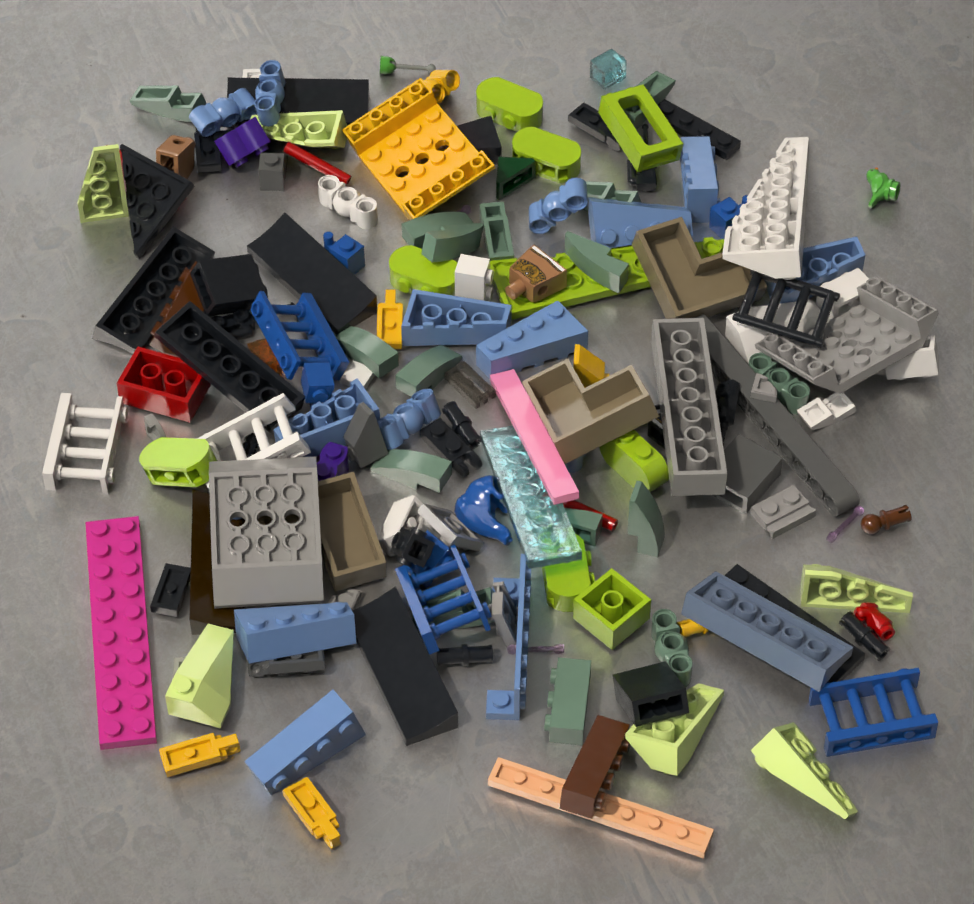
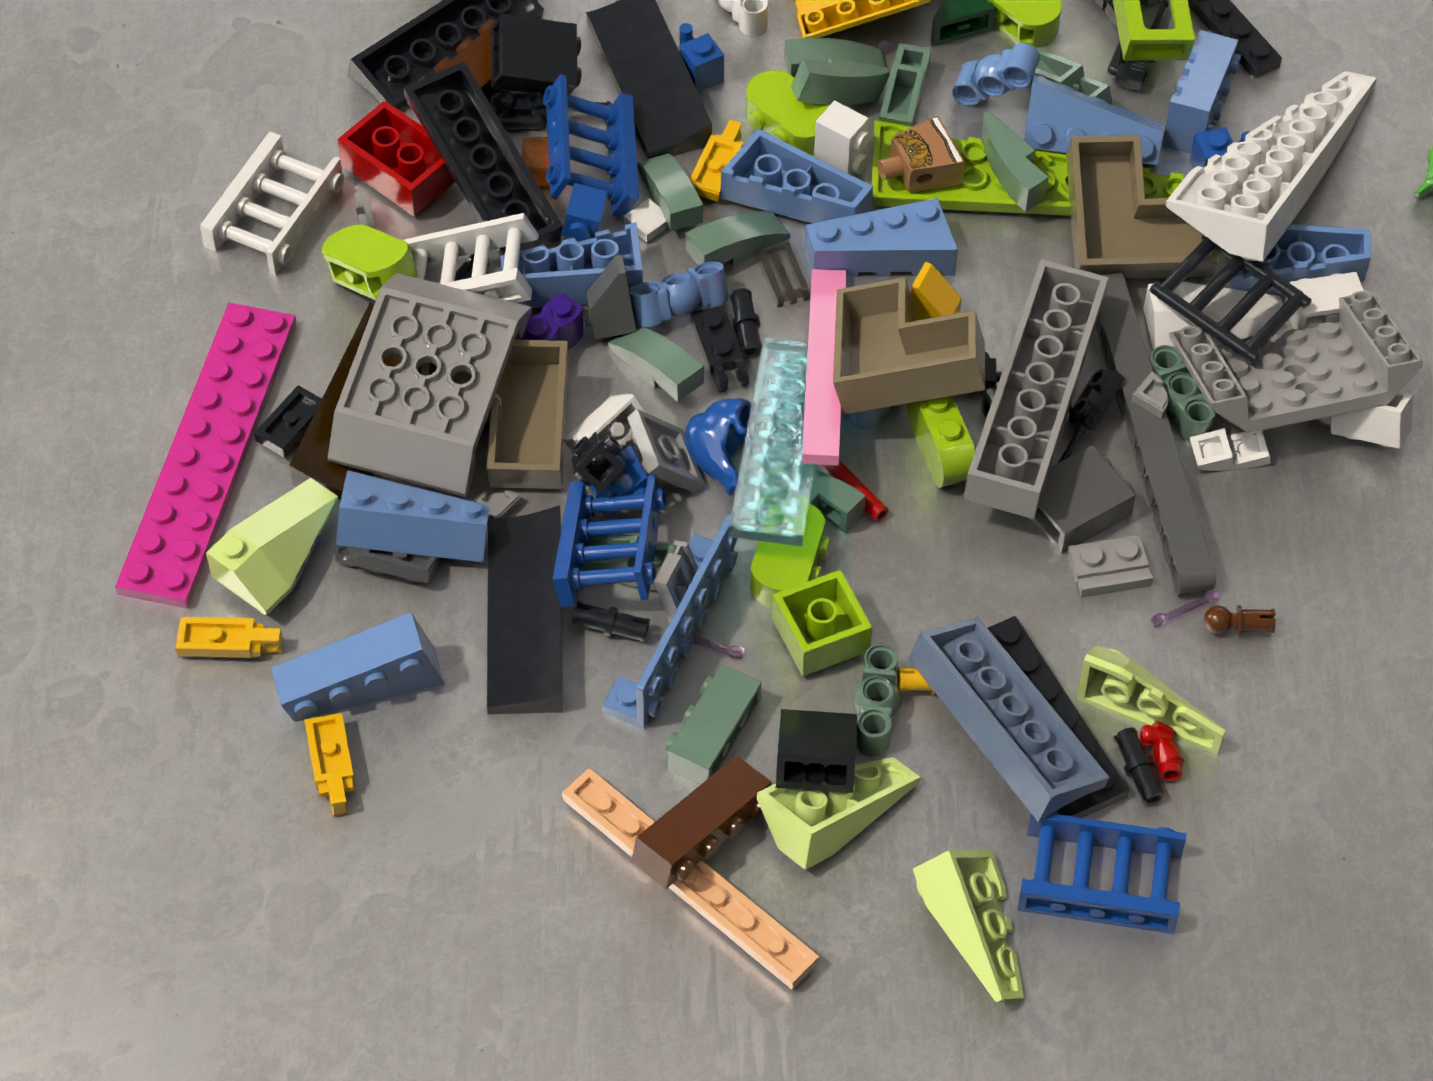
camera: 20 degrees right, 5 degrees up
(645, 521) = (913, 521): sand green slope -> none

